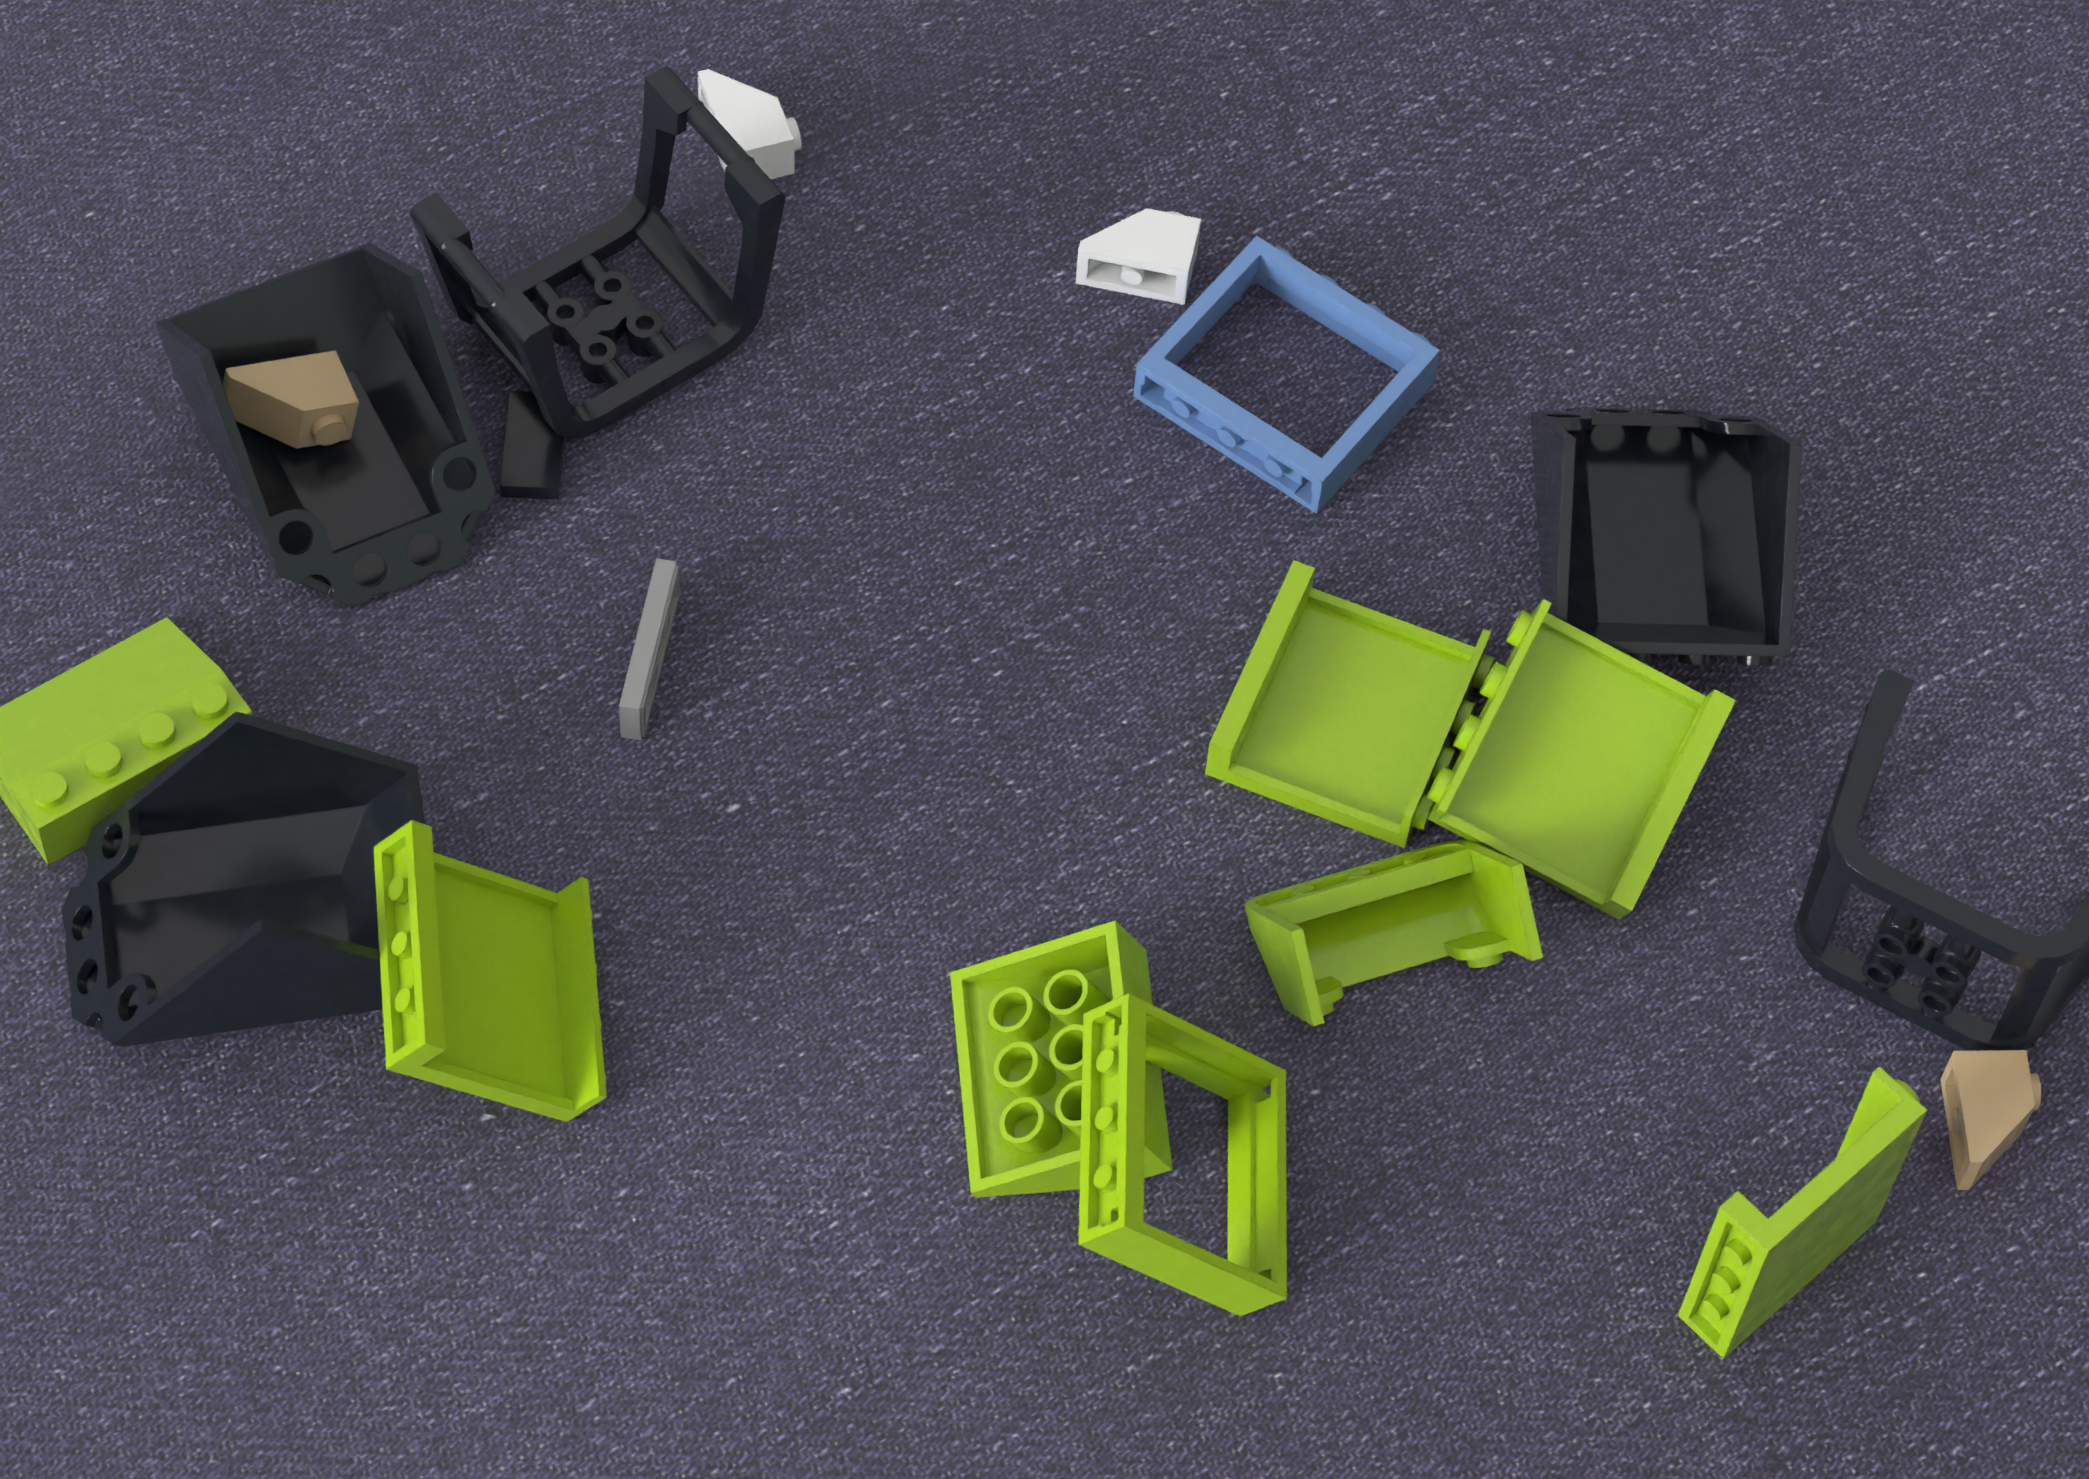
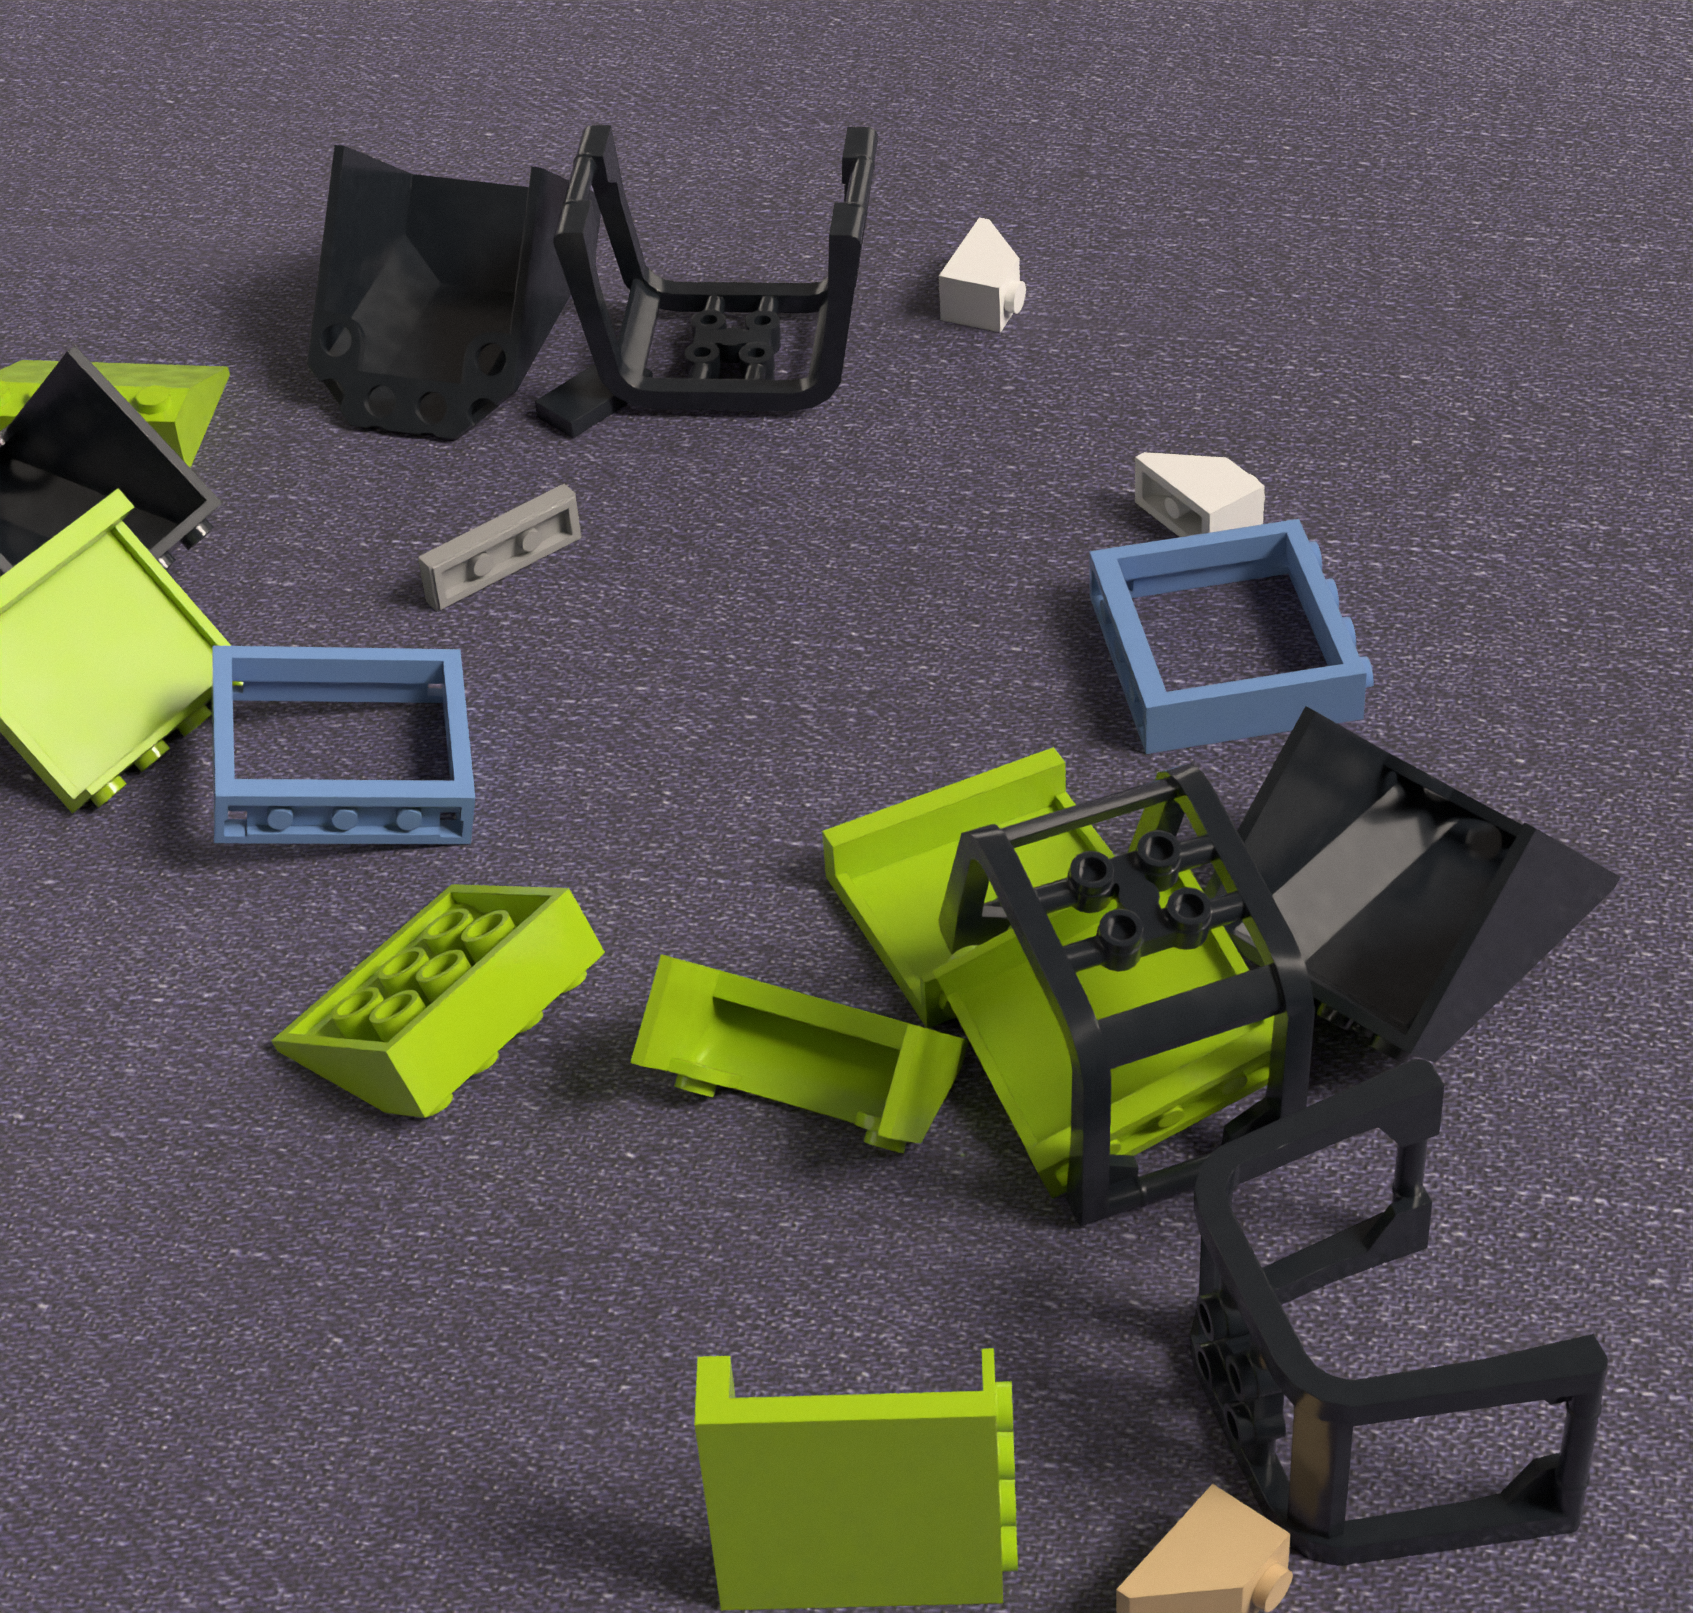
camera: 50 degrees right, 15 degrees down
(294, 399) = (455, 273): tan slope -> none
(701, 993) = (340, 809): none -> medium blue window
(1112, 1151) = (510, 1021): lime window -> none
(1547, 582) = (1101, 1181): none -> black windscreen

